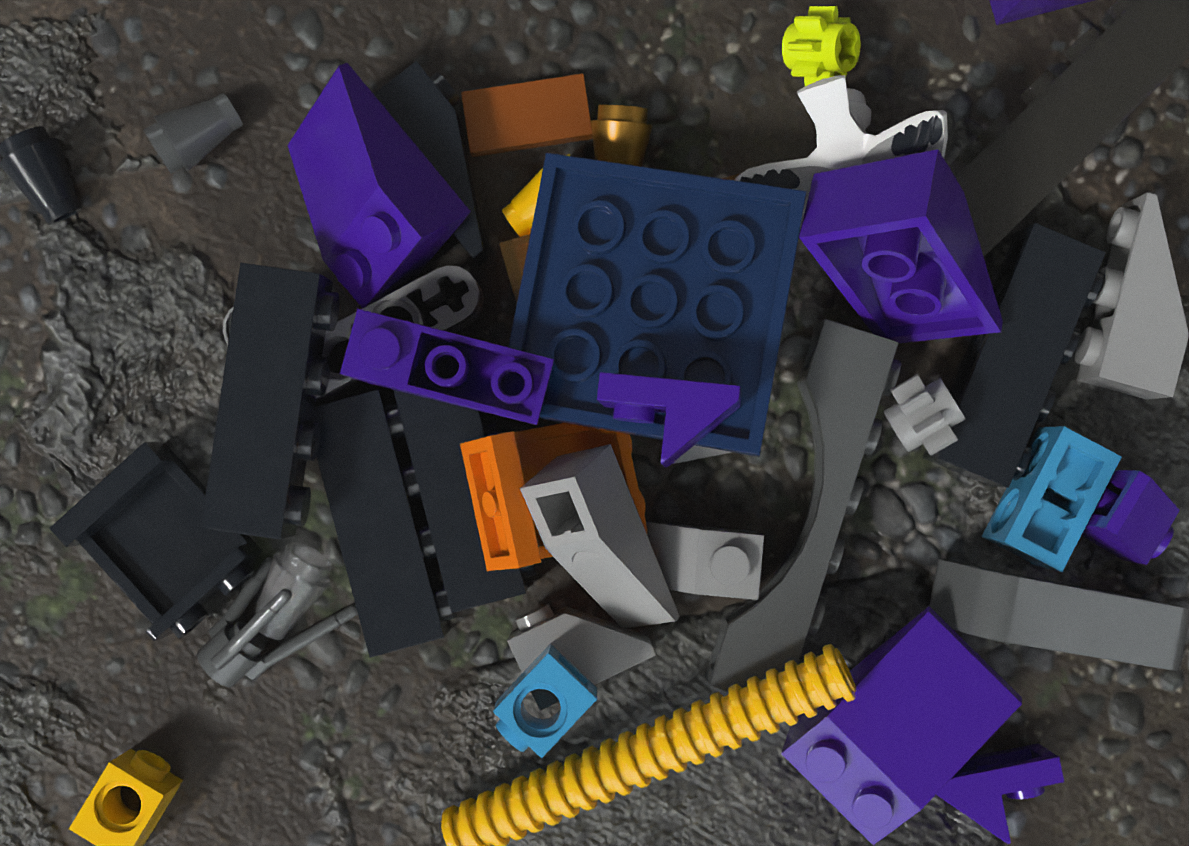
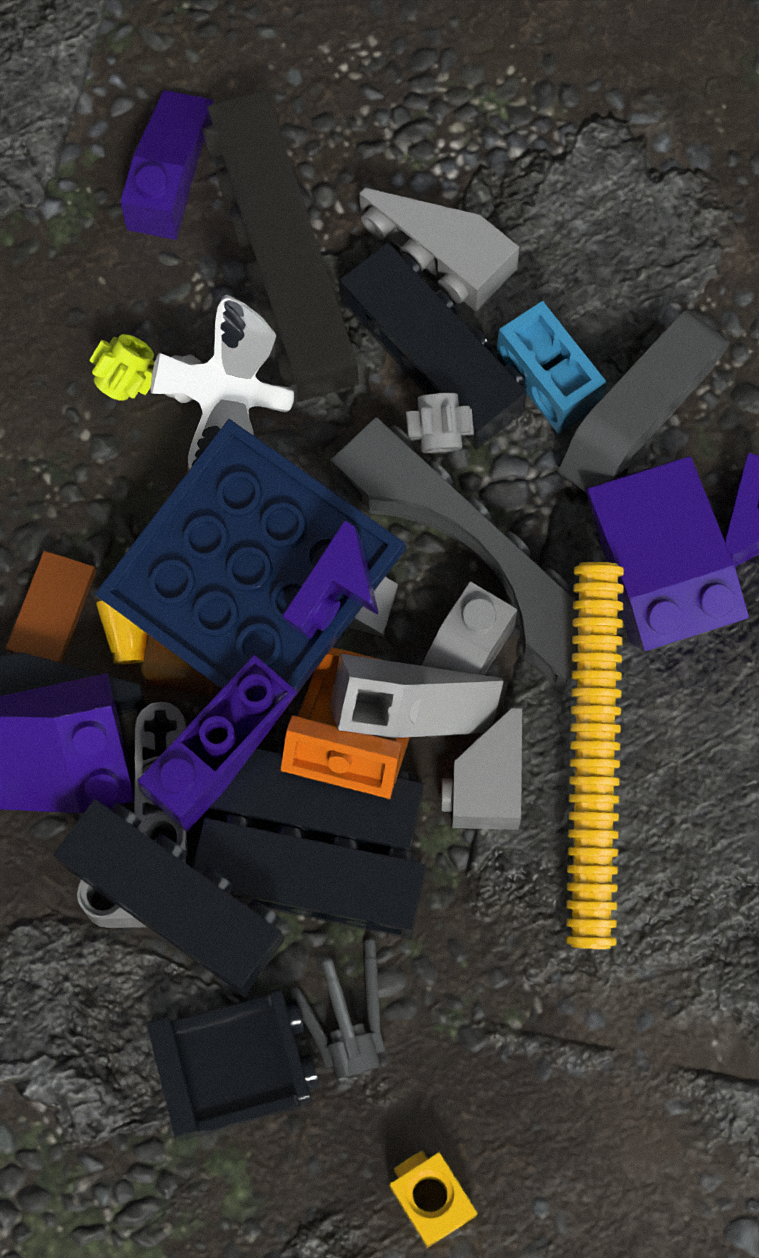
camera: 60 degrees left, 15 degrees down
(302, 572) = (312, 979): clear cone -> none
(557, 675) = (517, 777): dark azure brick -> none
(621, 134) = (105, 543): pearl gold cone -> none
(902, 248) = (309, 376): dark purple slope -> none
(1132, 518) = (595, 318): dark purple slope -> none

